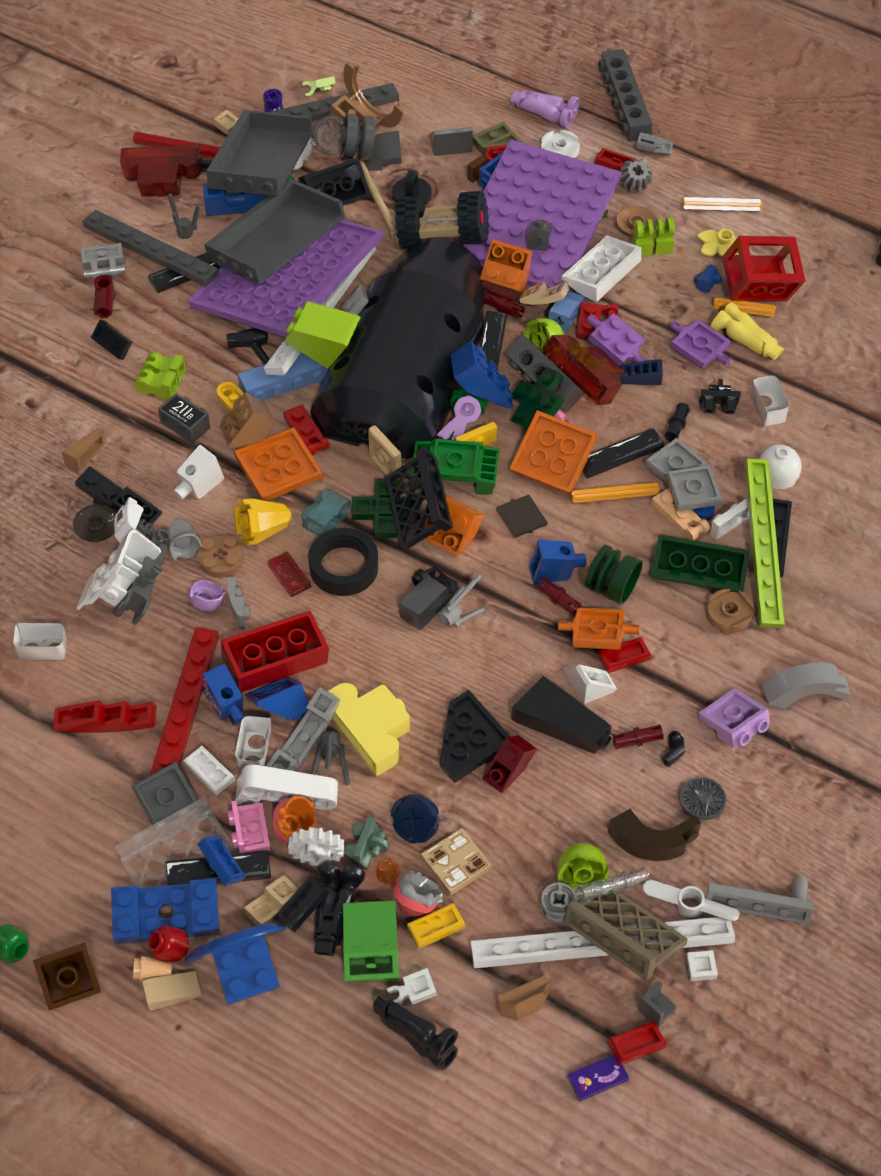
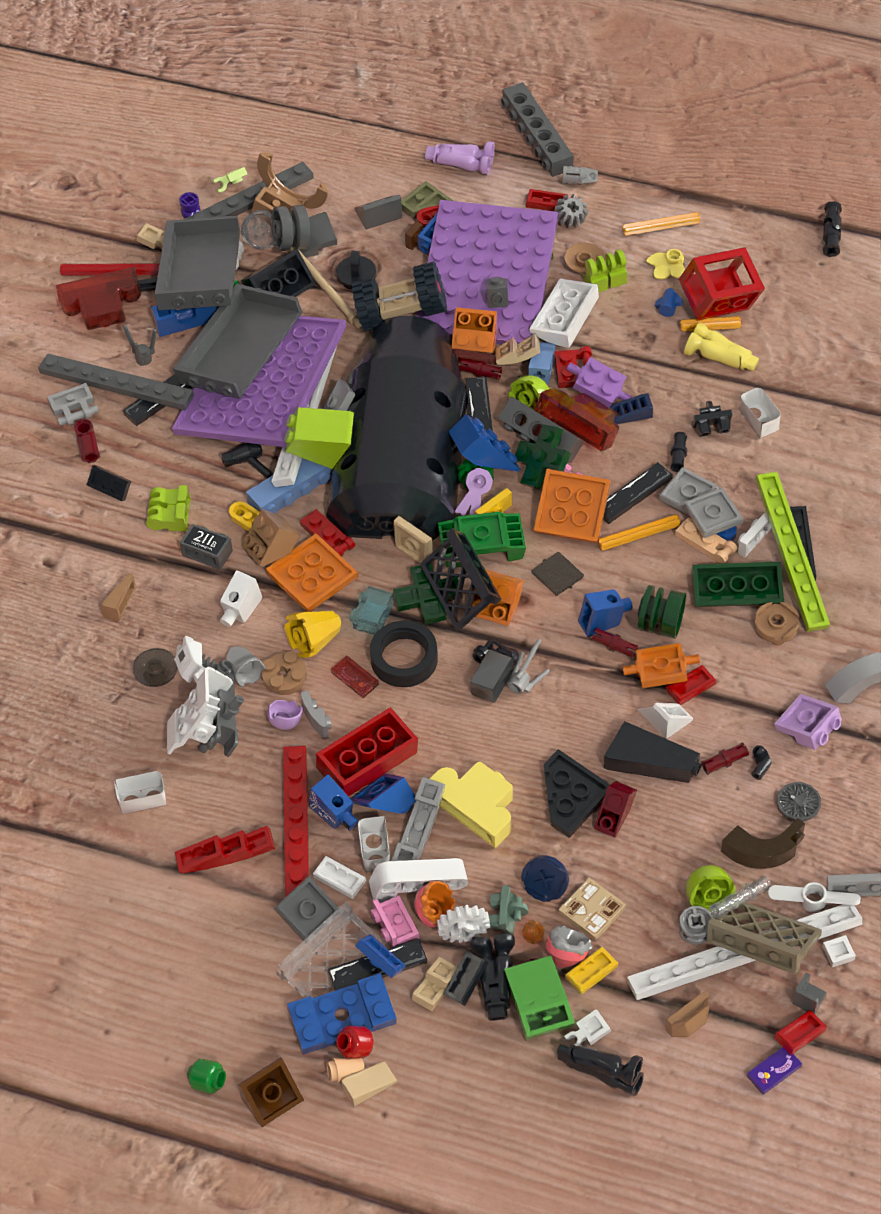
camera: 10 degrees left, 0 degrees up
(109, 494) = (159, 636): black slope -> none
(242, 962) = (429, 1043): blue piece -> none
(329, 747) = (446, 831): dark grey plant -> none
(566, 138) = (479, 191): white plate -> none
(700, 343) = (679, 369): medium lavender plate -> none
(783, 464) = (790, 471): white cylinder -> none

